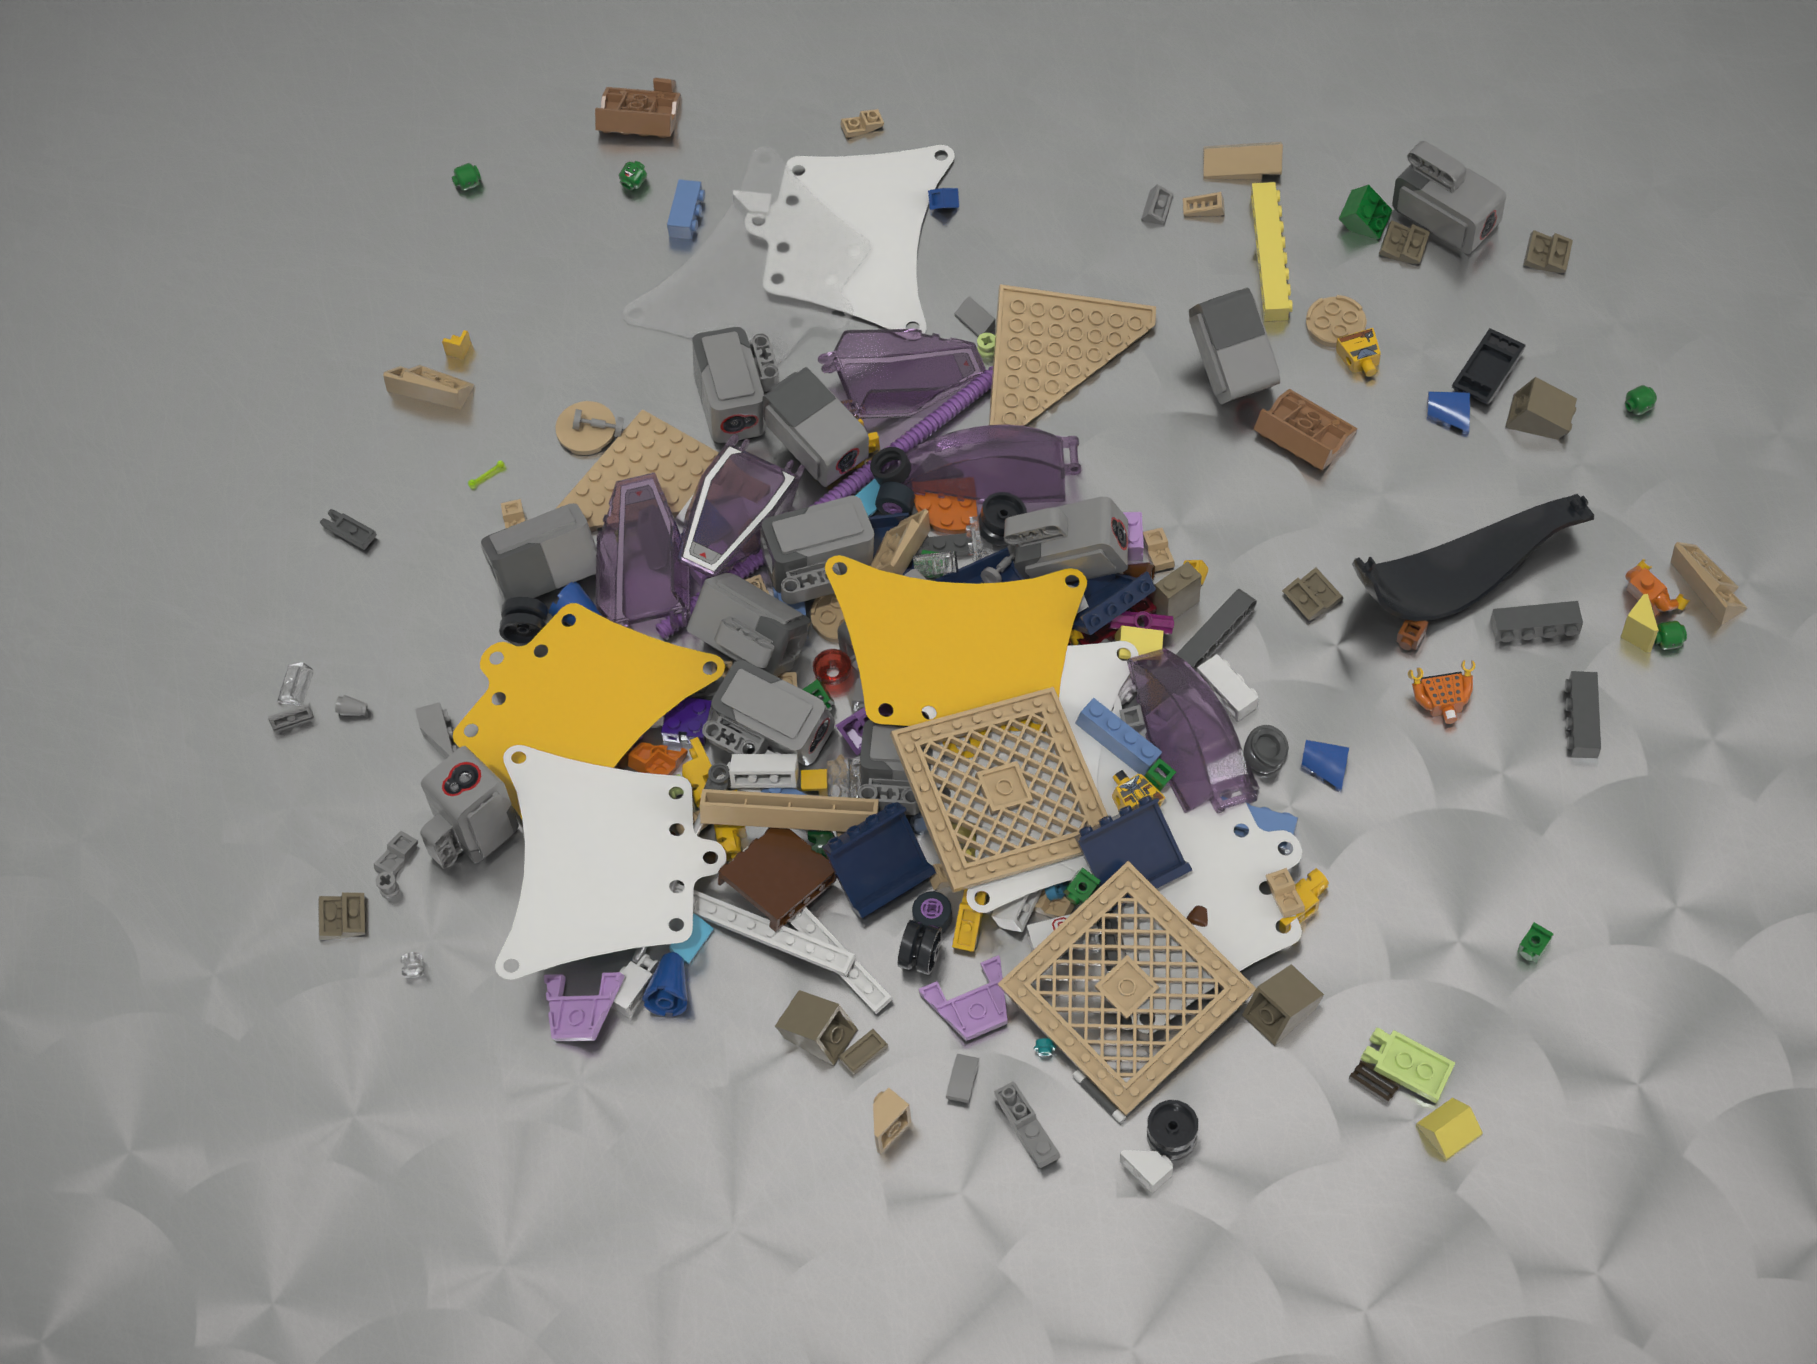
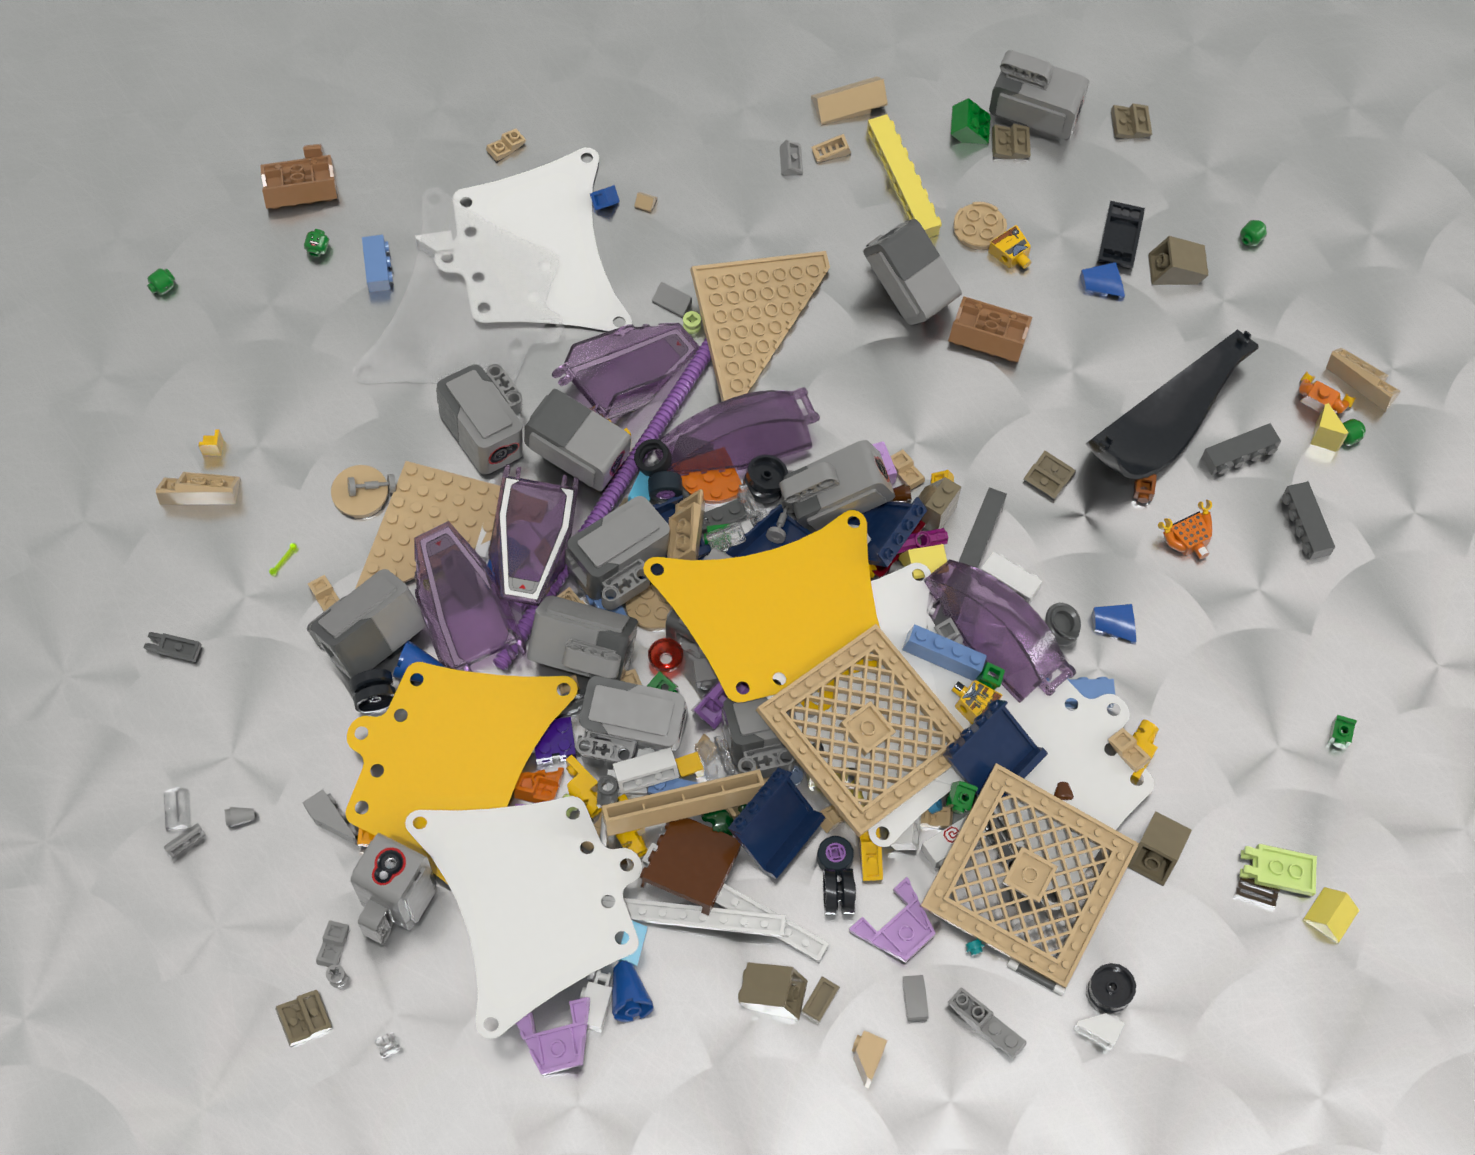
camera: 25 degrees left, 5 degrees up
(985, 213) = (645, 201): none -> tan slope

